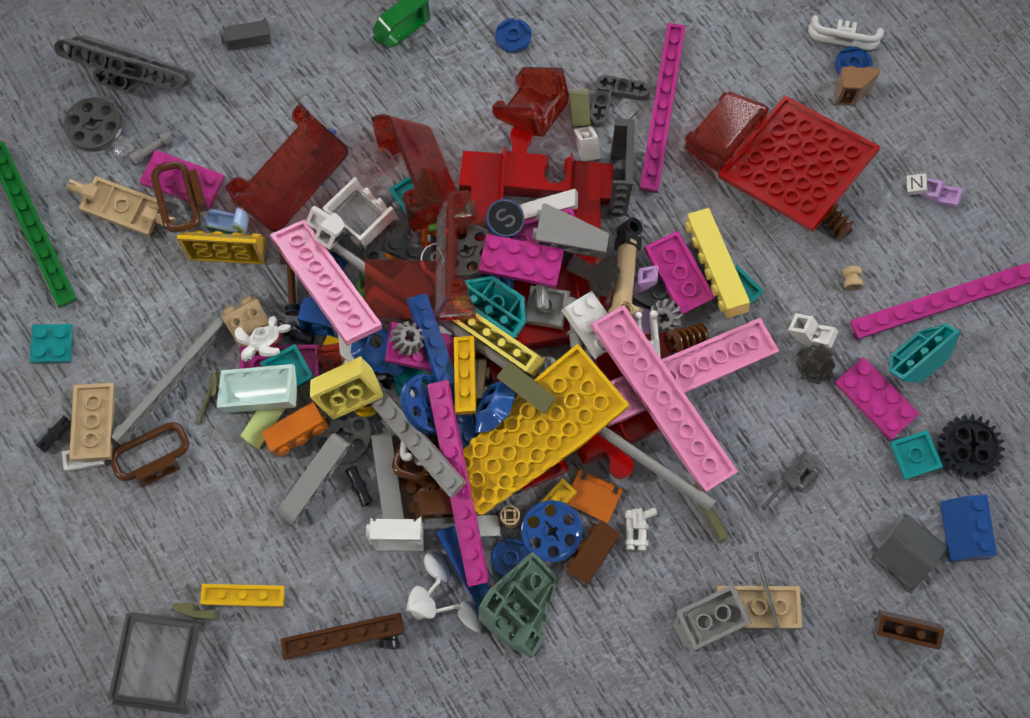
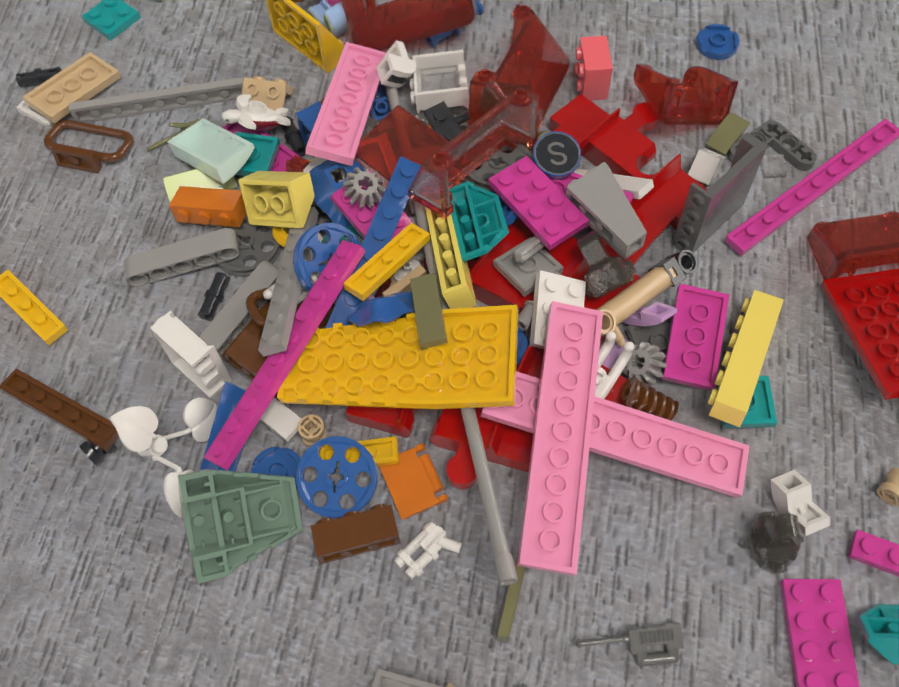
camera: 45 degrees right, 10 degrees down
(456, 124) = (593, 67): none -> coral brick

